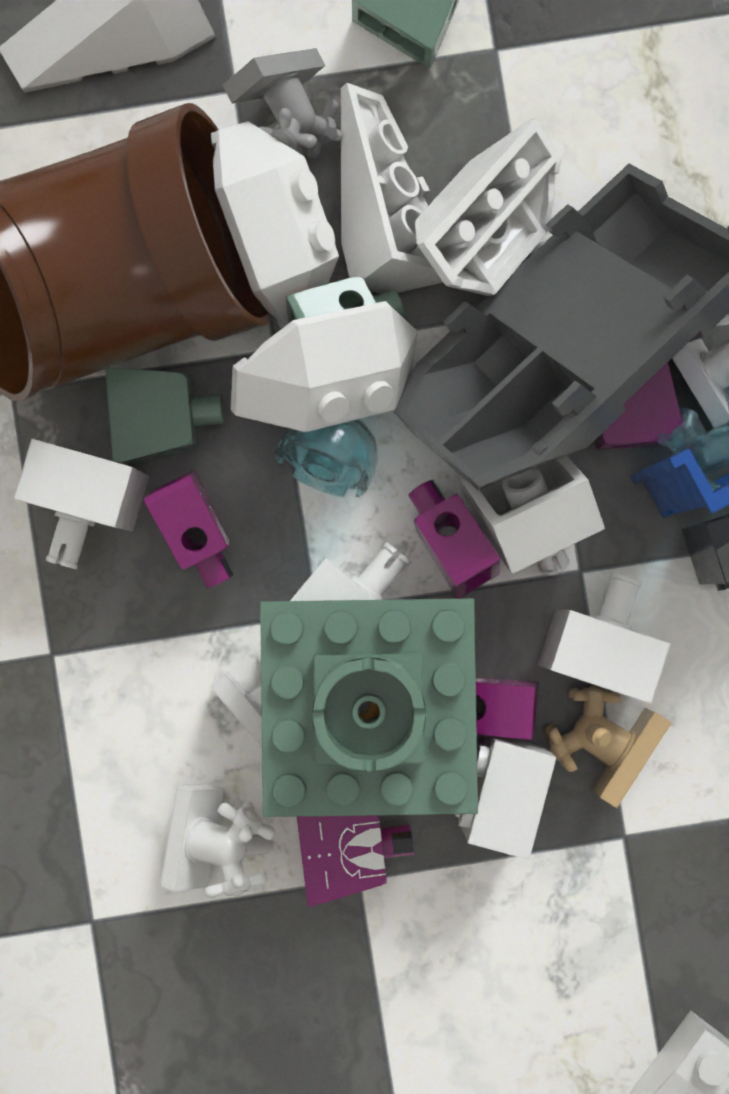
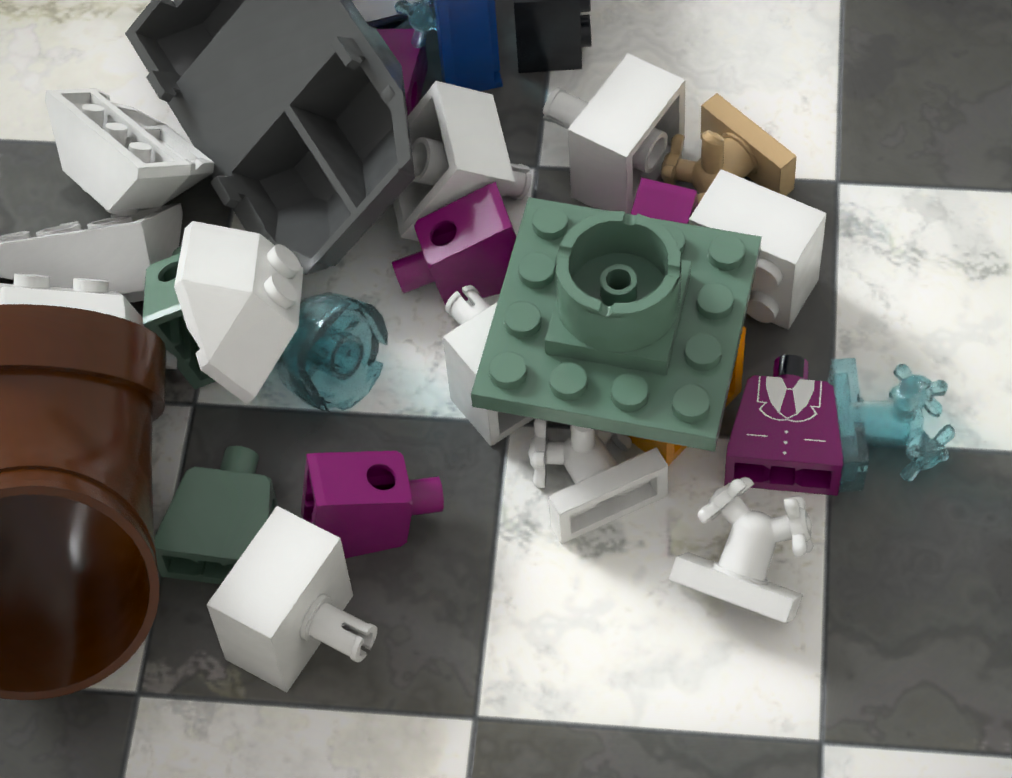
camera: 70 degrees left, 30 degrees down
(373, 929) = (887, 422): none -> clear light blue piece

